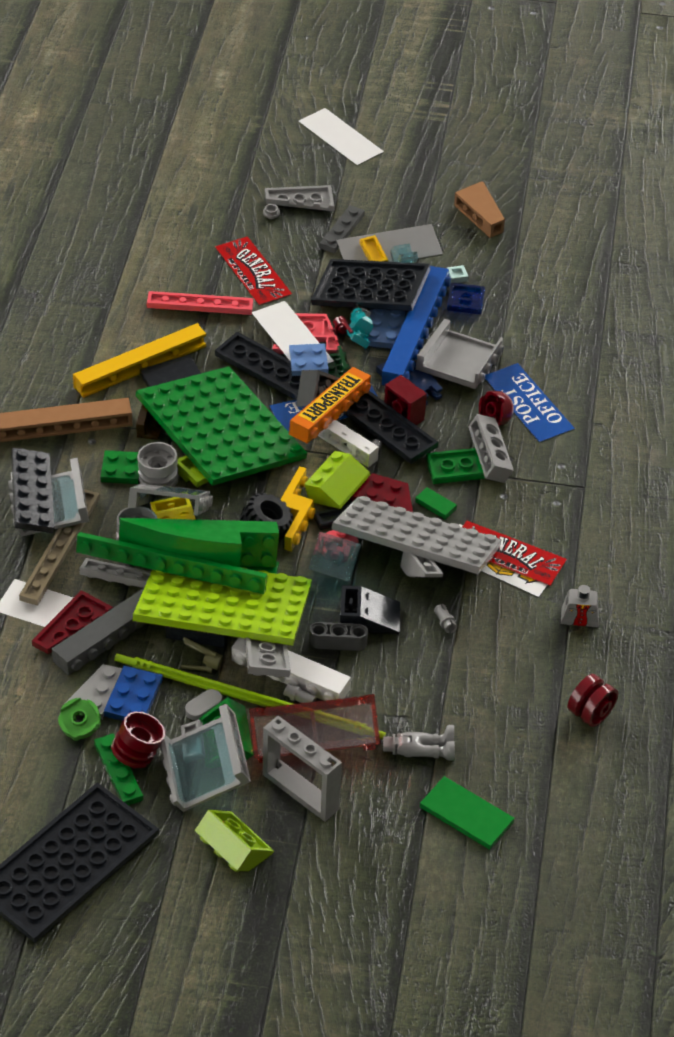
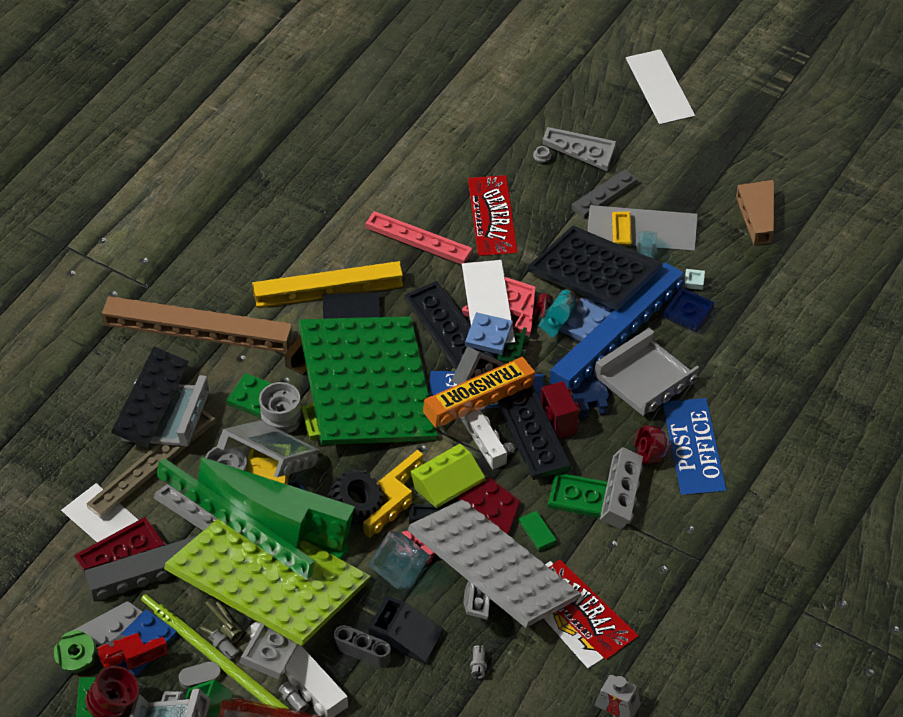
camera: 25 degrees right, 5 degrees up
(134, 699) = (131, 651): none -> red plate
(212, 671) = (220, 641): none -> light grey pin

